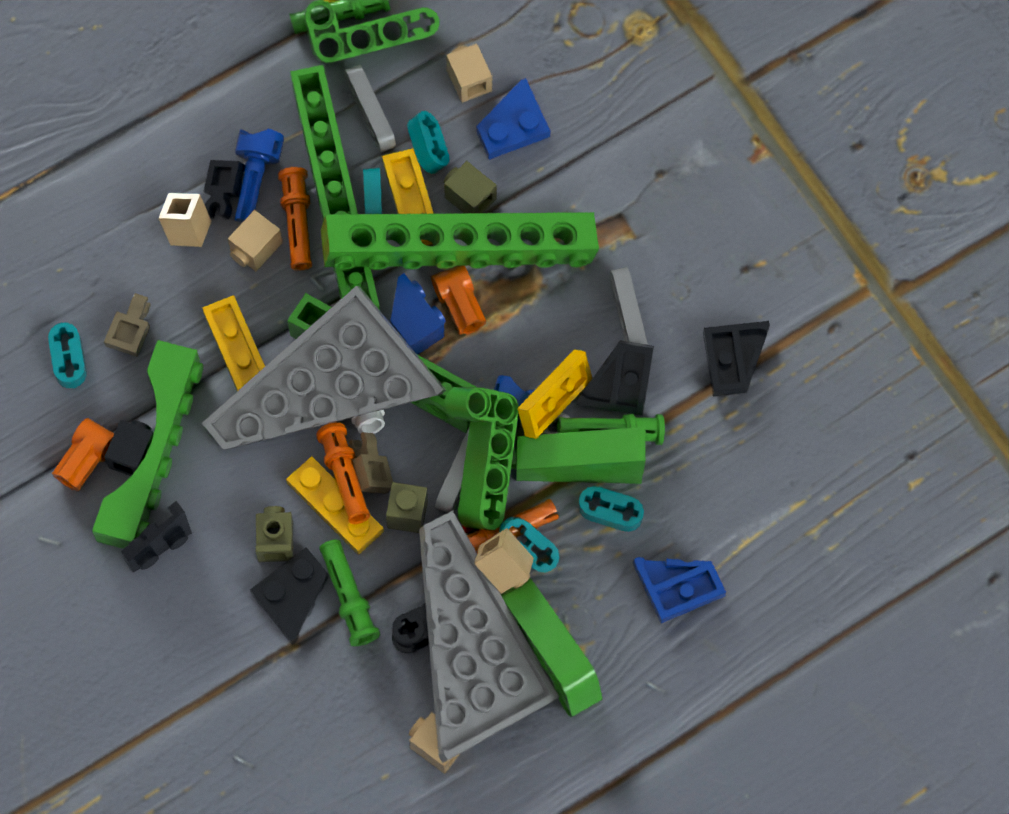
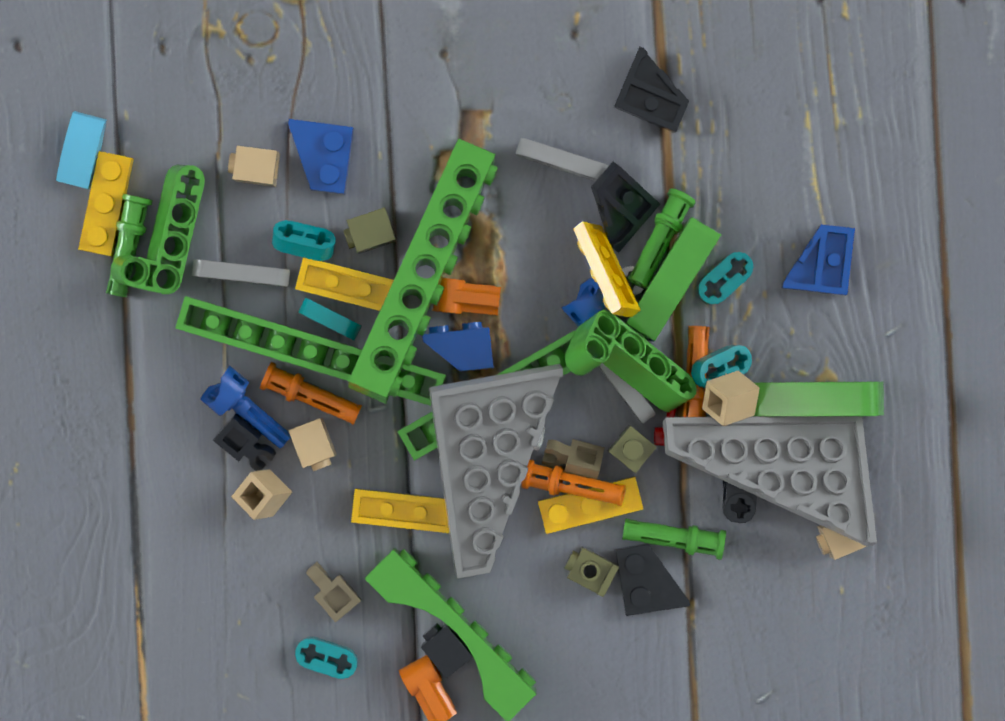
camera: 55 degrees left, 20 degrees up
(156, 539) = (546, 685): black wing -> none

